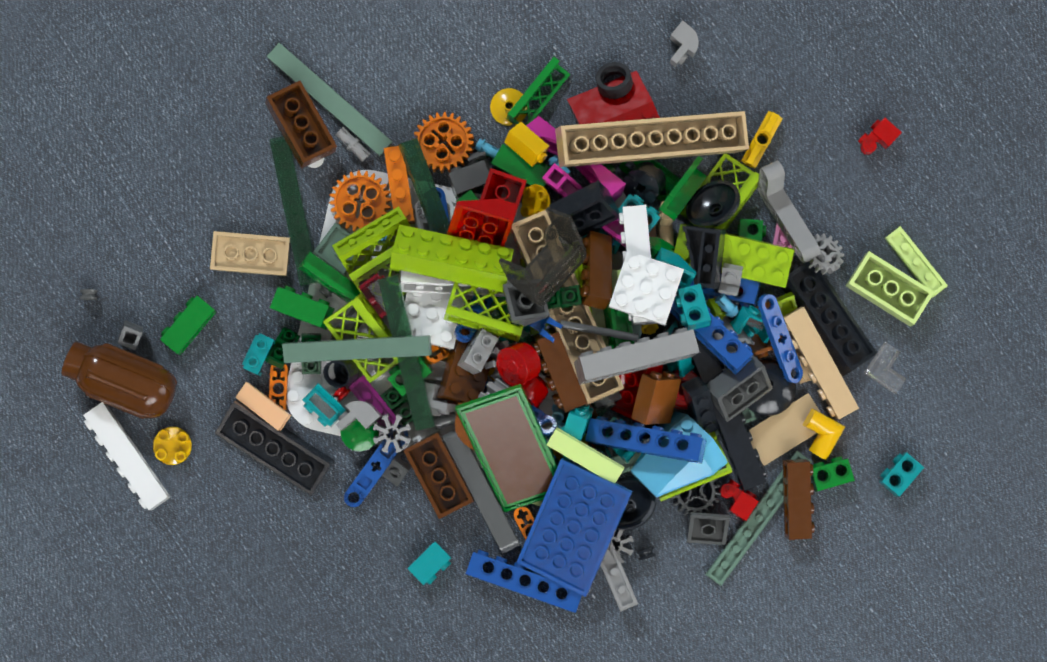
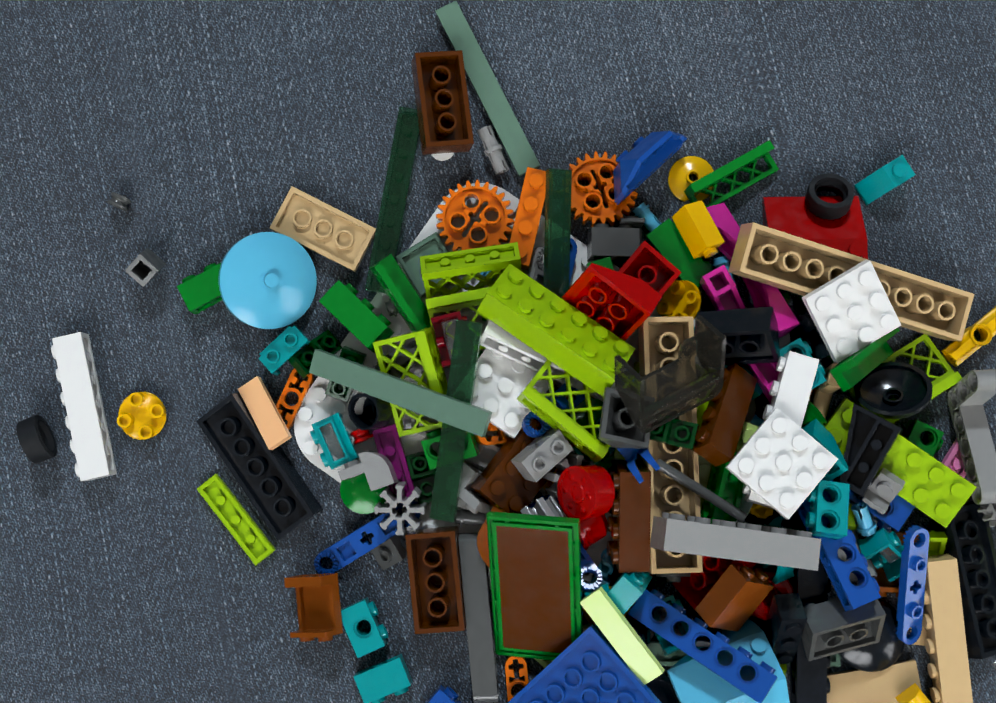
camera: 30 degrees right, 0 degrees up
(103, 493) = (36, 439): none -> black tyre
(120, 379) = (110, 314): reddish brown piece -> none
(225, 308) = (267, 280): none -> medium azure dish
(273, 493) = (236, 519): none -> lime tile
(359, 529) = (316, 606): none -> dark orange panel
(389, 526) = (363, 641): none -> teal brick
(467, 108) = (643, 160): none -> blue wedge
(650, 51) = (884, 180): none -> teal slope
(658, 160) = (851, 311): none -> white plate
(687, 40) = (933, 186): light grey brick -> none

